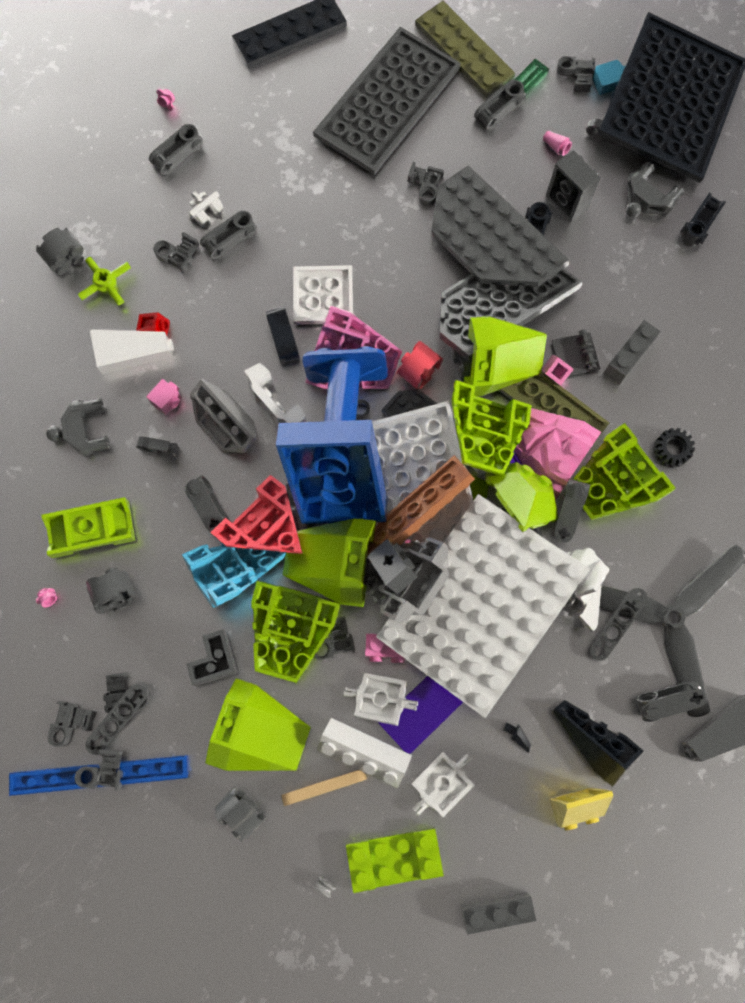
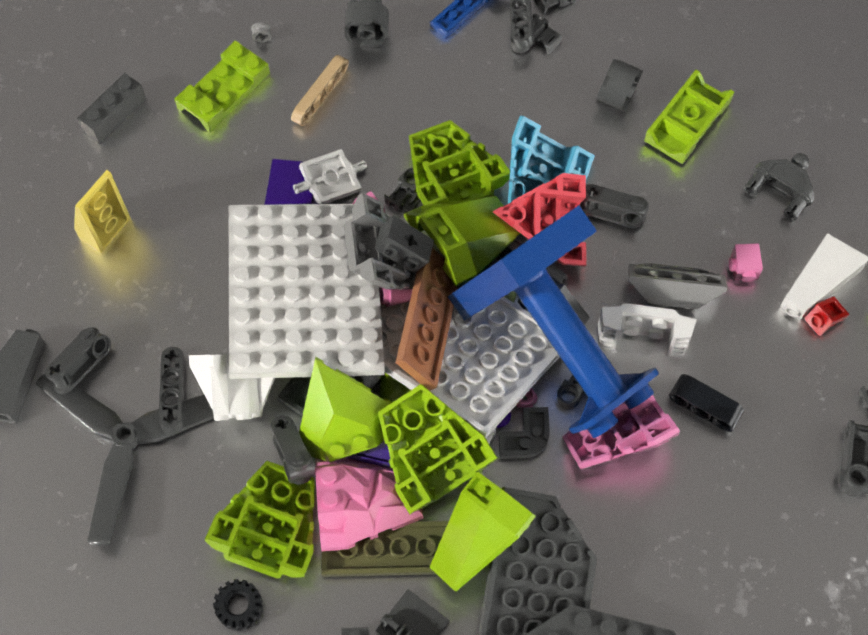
camera: 140 degrees right, 10 degrees down
(46, 597) = (665, 49): bright pink plate -> none
(155, 445) = (704, 216): dark grey piece -> none
(217, 664) = (485, 102): dark grey brick -> none
(256, 733) = (408, 86): lime wedge -> none
(318, 289) = (710, 474): white plate -> none
(364, 752) = (309, 130): white brick -> none
(419, 365) = (550, 470): coral brick -> none
(442, 784) = (227, 160): white plate -> none
(518, 736) = (193, 241): black bar -> none
(557, 369) = (417, 585): bright pink brick -> none
(604, 750) = (114, 283): black wedge -> none

